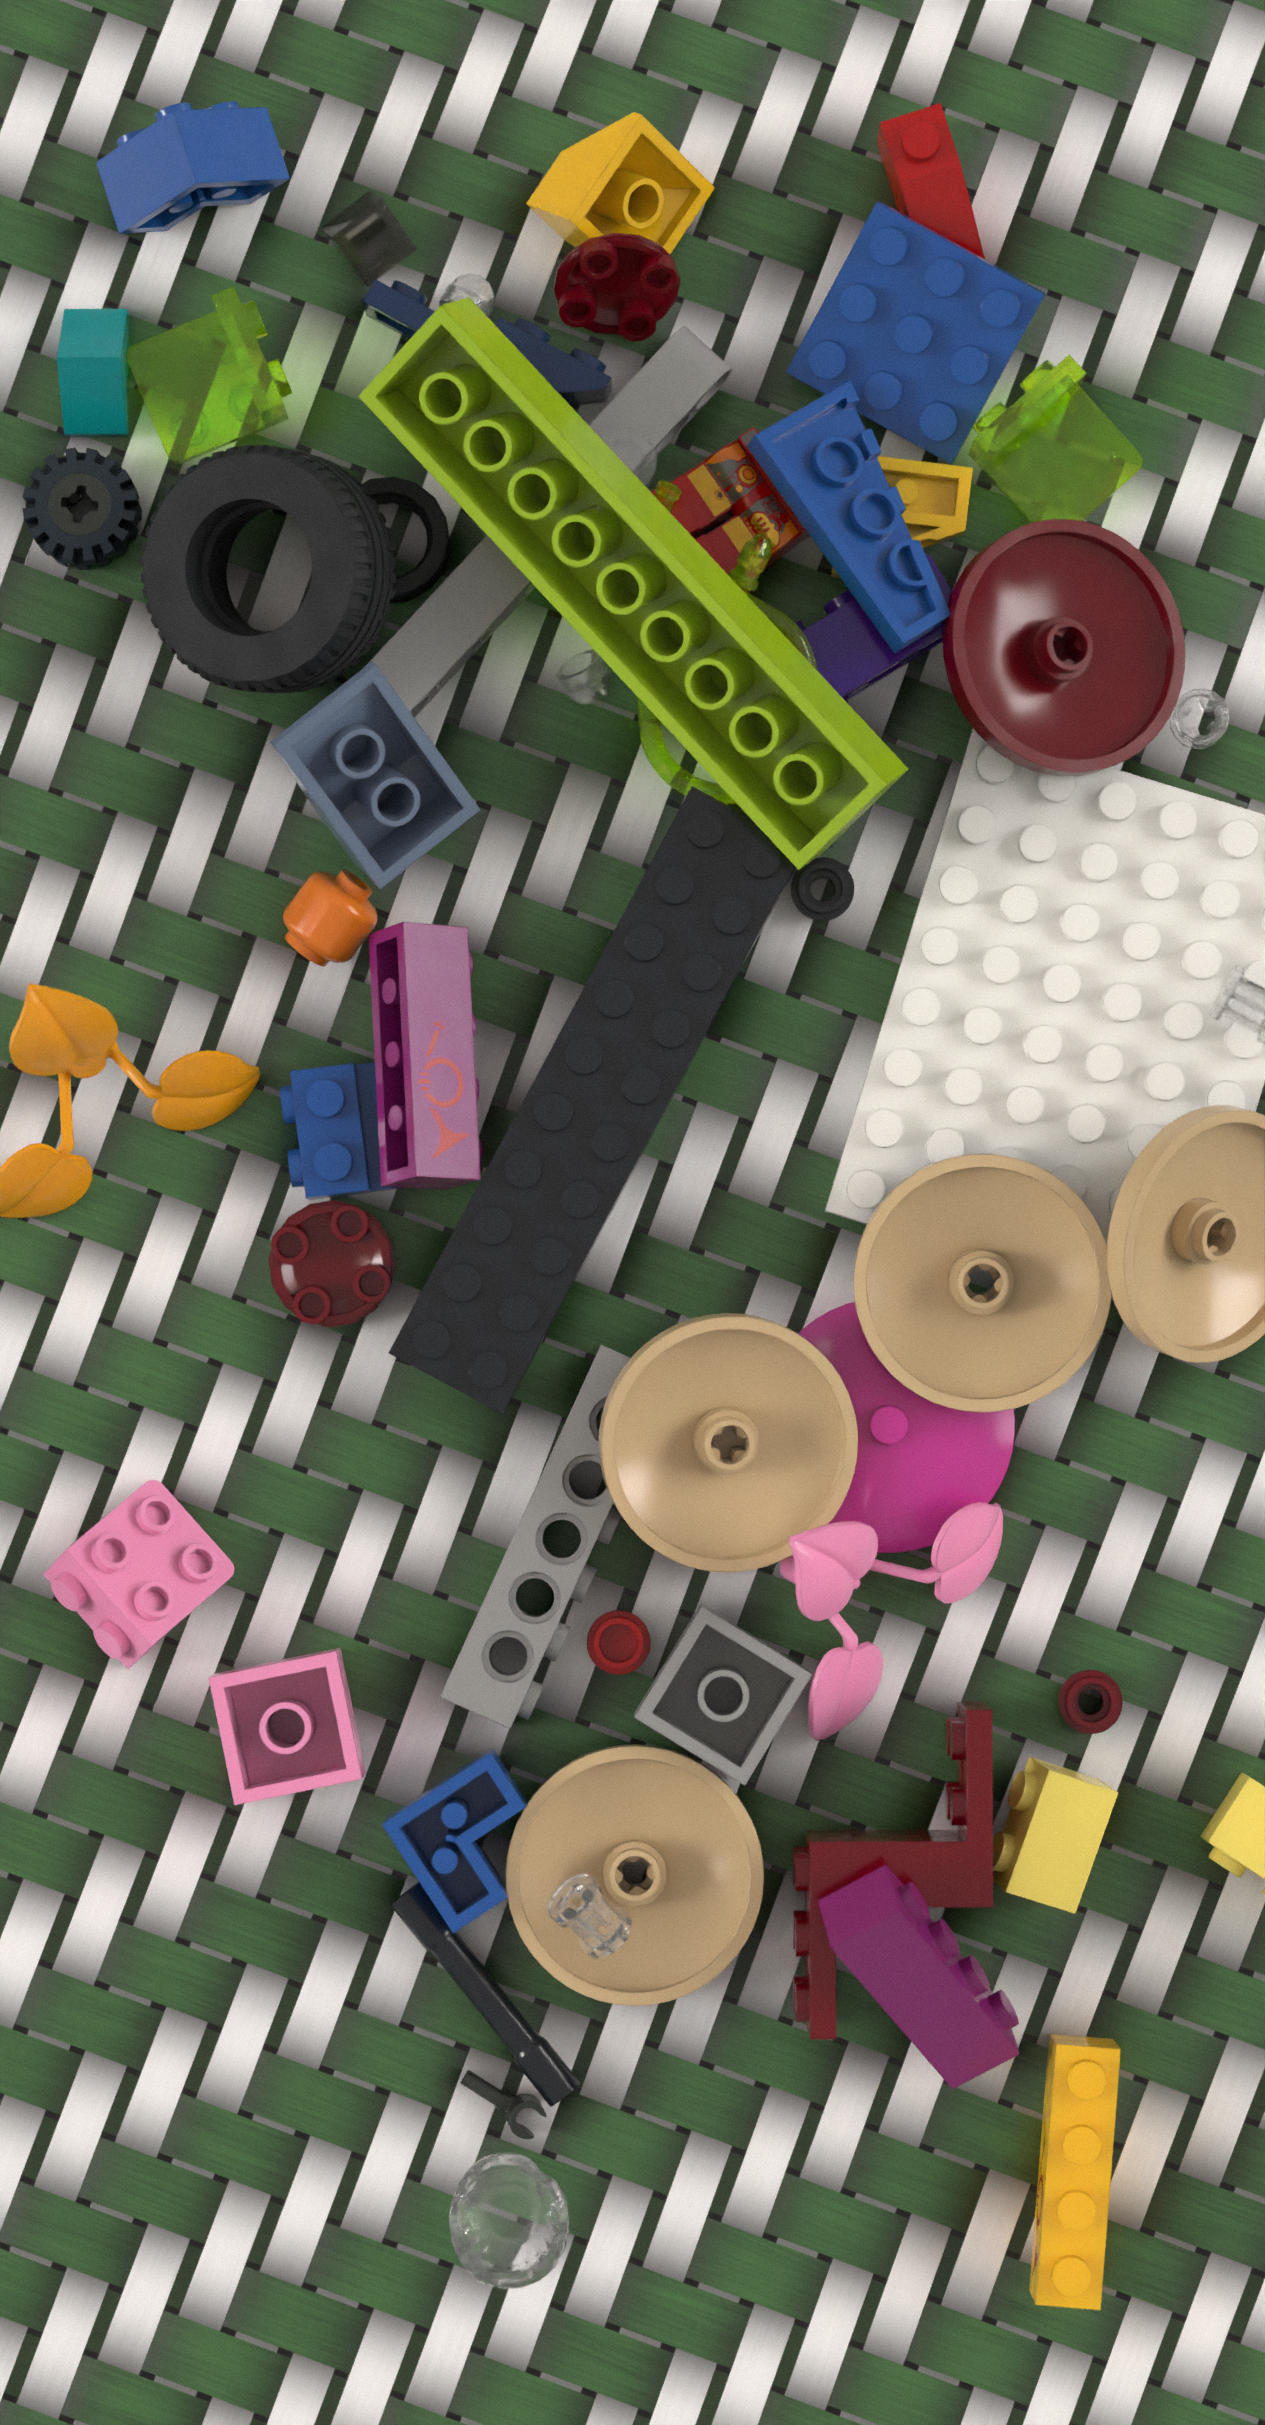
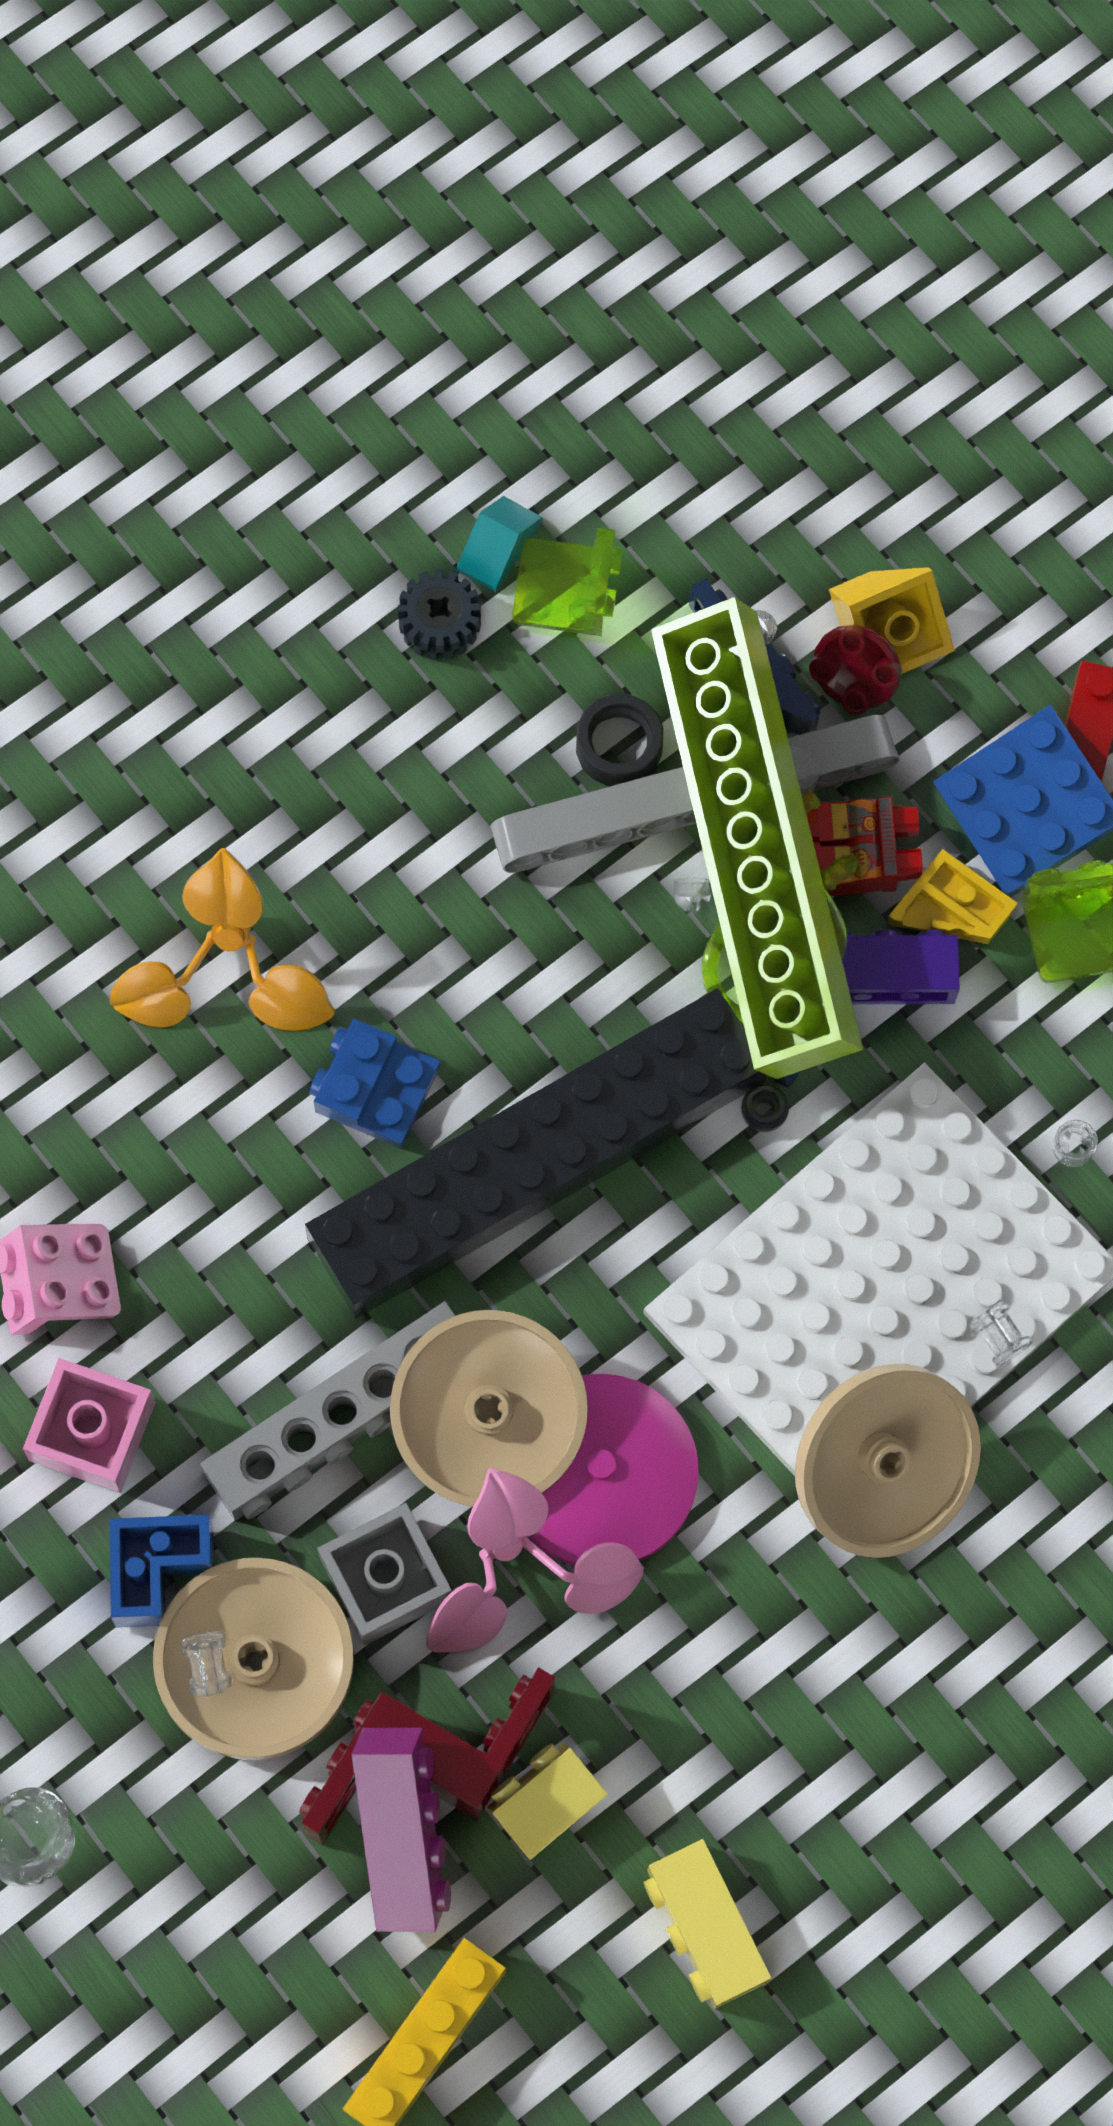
camera: 30 degrees right, 15 degrees down
(190, 555) = (498, 665): black tyre -> none
(191, 163) = (635, 448): blue brick -> none
(330, 917) = (438, 942): orange head -> none
(331, 1263) = (304, 1156): dark red dish -> none
(369, 237) = (719, 559): clear smoke slope -> none
(374, 776) = (519, 862): sand blue slope -> none
(424, 1056) = (444, 1057): brick -> none
(504, 2102) = (72, 1761): pearl dark grey hand -> none
(530, 2050) = (112, 1739): black piece -> none
(618, 1642) = (337, 1506): red plate -> none
(840, 495) = (921, 868): blue wing -> none
(1043, 1296) = (707, 1361): tan dish -> none
(1064, 647) = (1011, 1043): dark red dish -> none
(1110, 1701) = (630, 1717): dark red plate -> none

